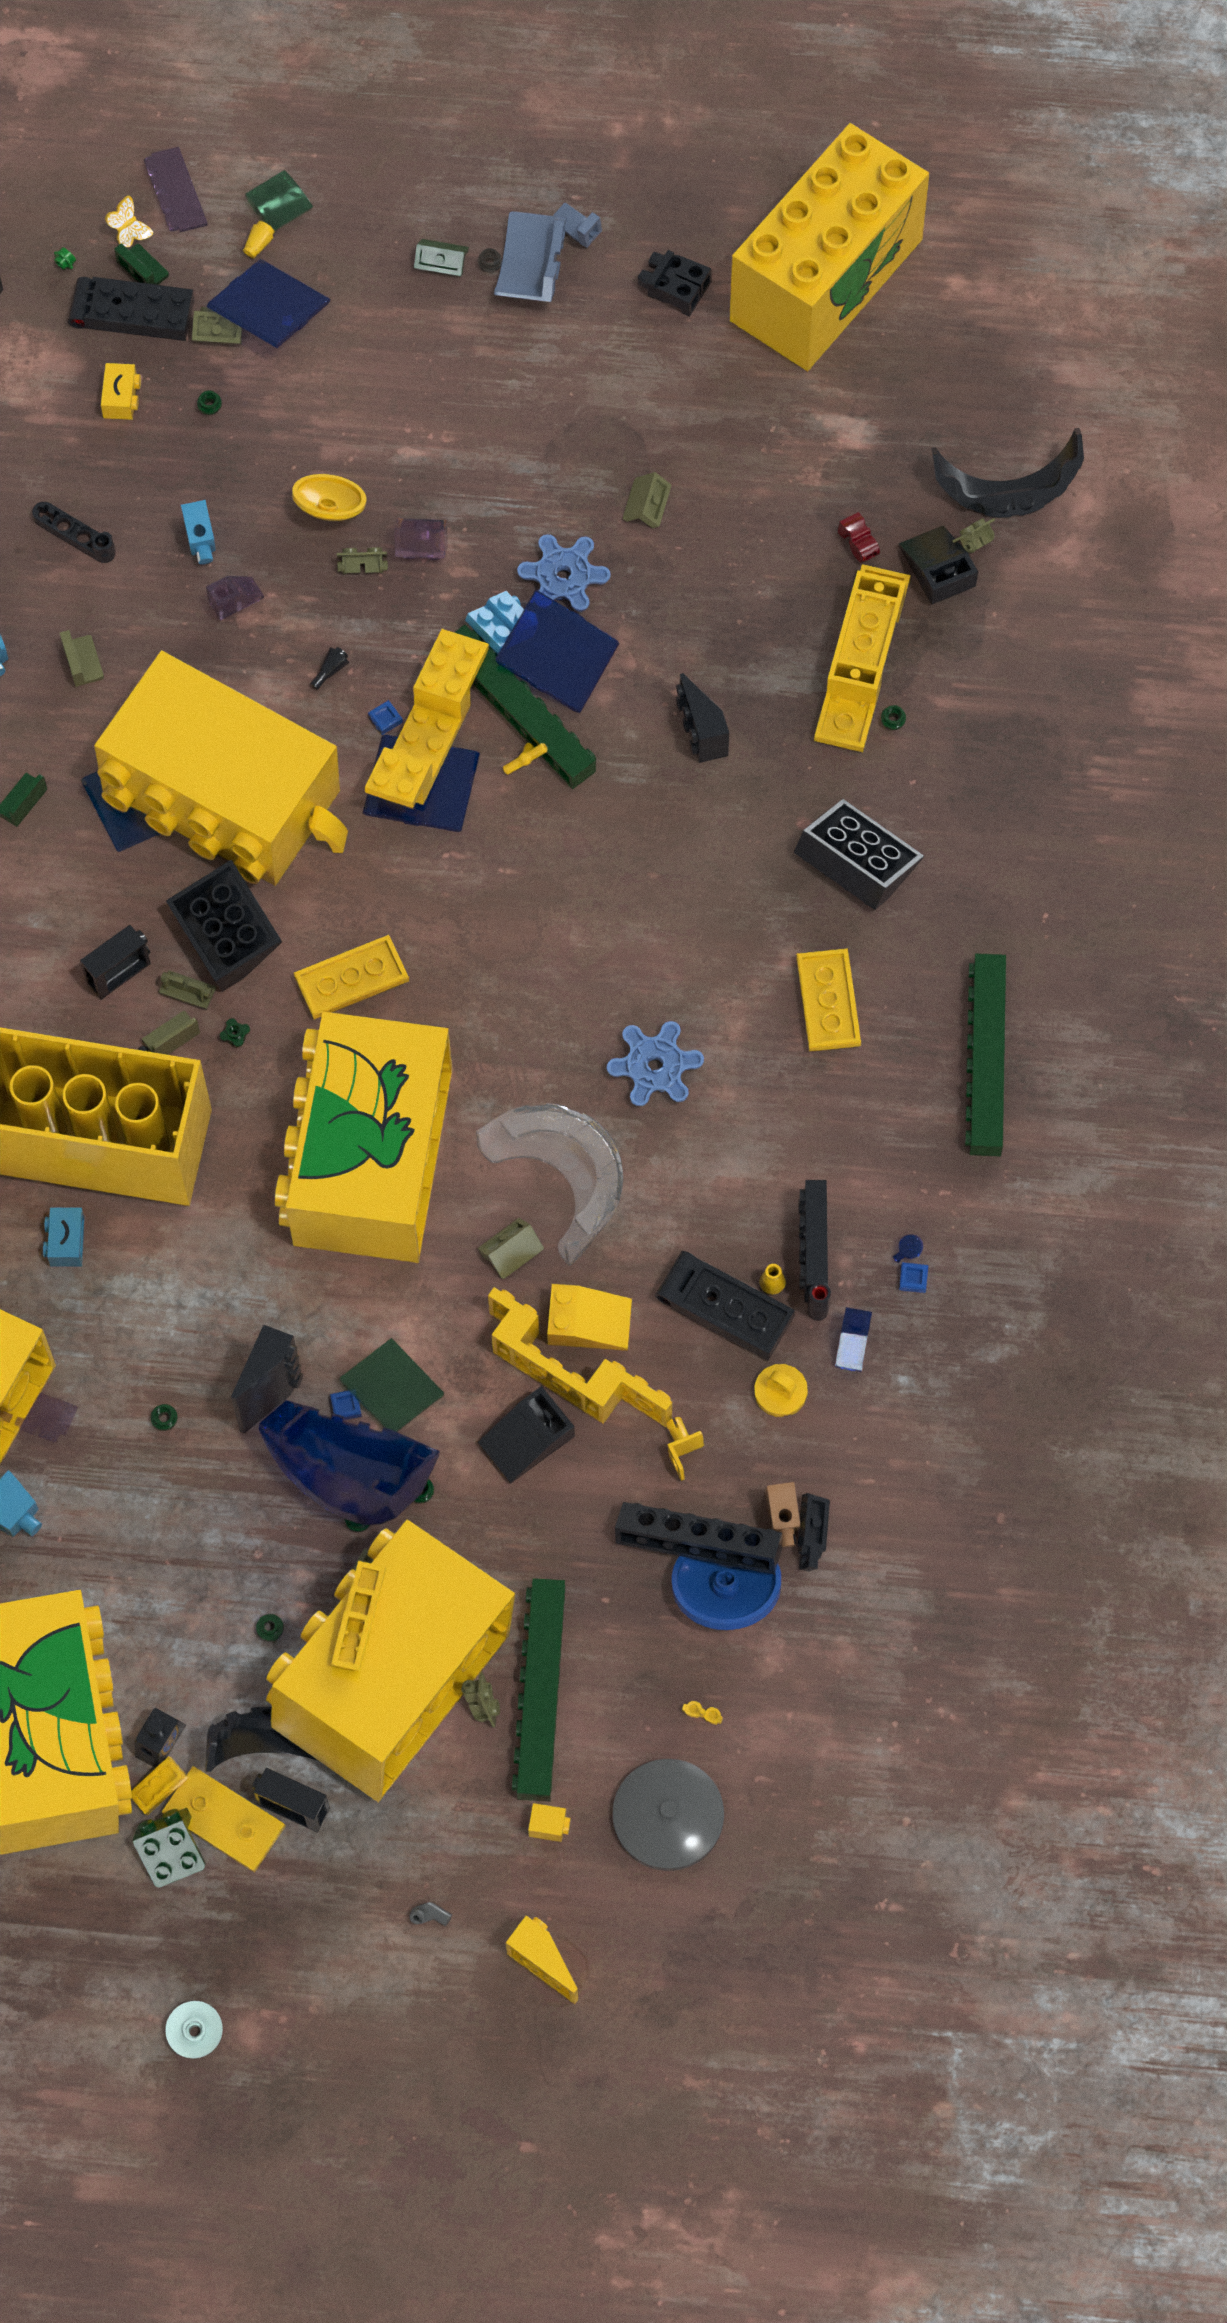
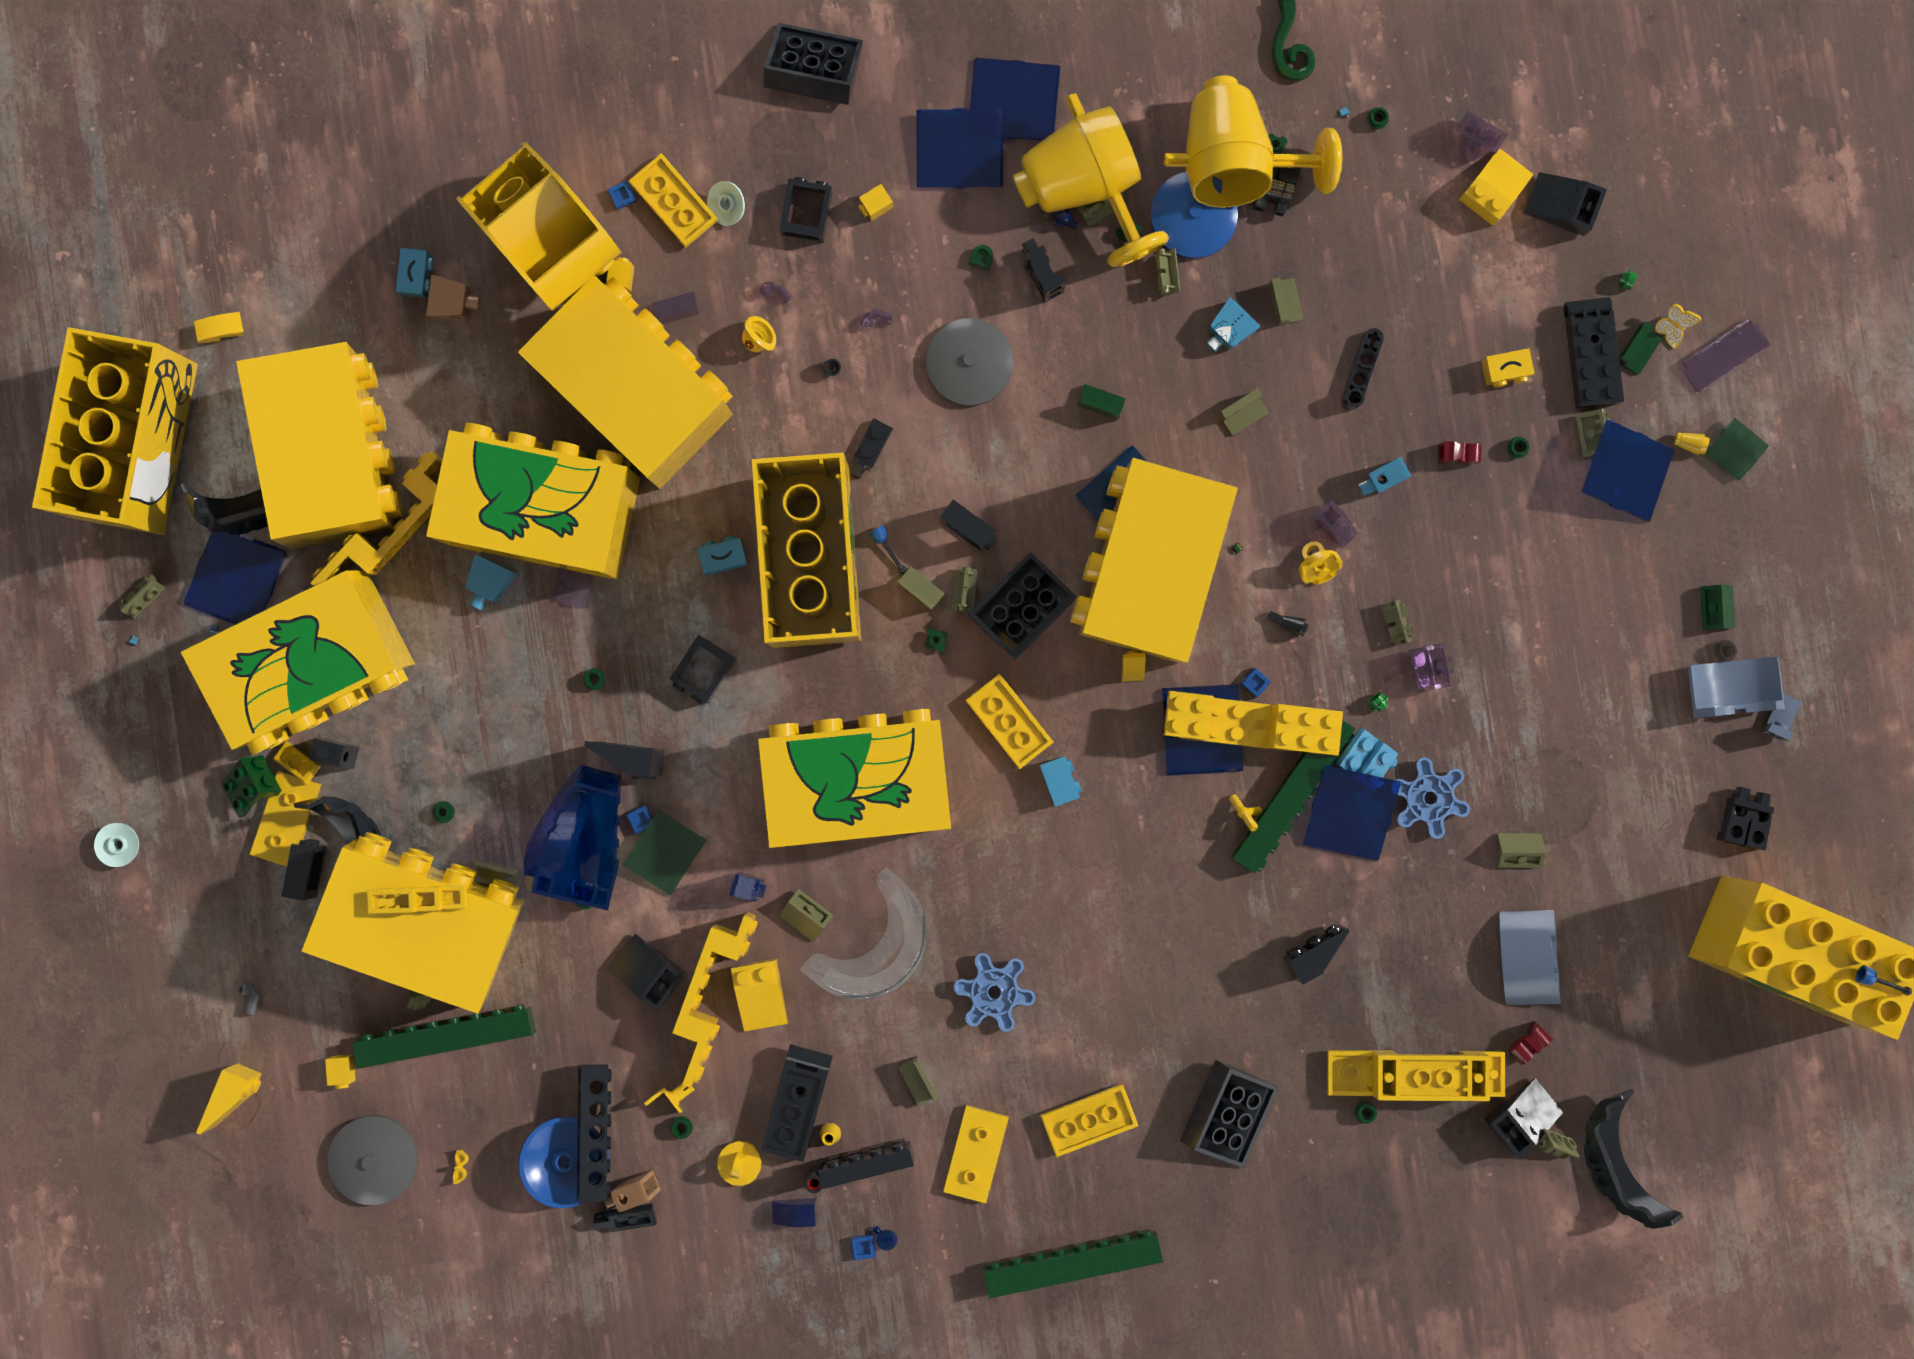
camera: 70 degrees right, 20 degrees up
(175, 1269) = (715, 650): none -> black window
(191, 462) = (1463, 453): none -> dark red leg
(276, 619) = (1319, 566): none -> yellow tile
(329, 497) = (1448, 578): yellow dish -> none
(434, 939) = (1060, 781): none -> dark azure brick
(443, 599) = (1378, 702): none -> green plate
(457, 1299) = (748, 887): none -> clear blue slope
(725, 1438) = (678, 1133): none -> dark green plate
(736, 1168) = (918, 1081): none -> olive panel
(766, 515) = (1529, 957): none -> sand blue panel
(836, 1129) = (976, 1154): none -> yellow plate
(854, 181) = (1868, 976): none -> blue hinge

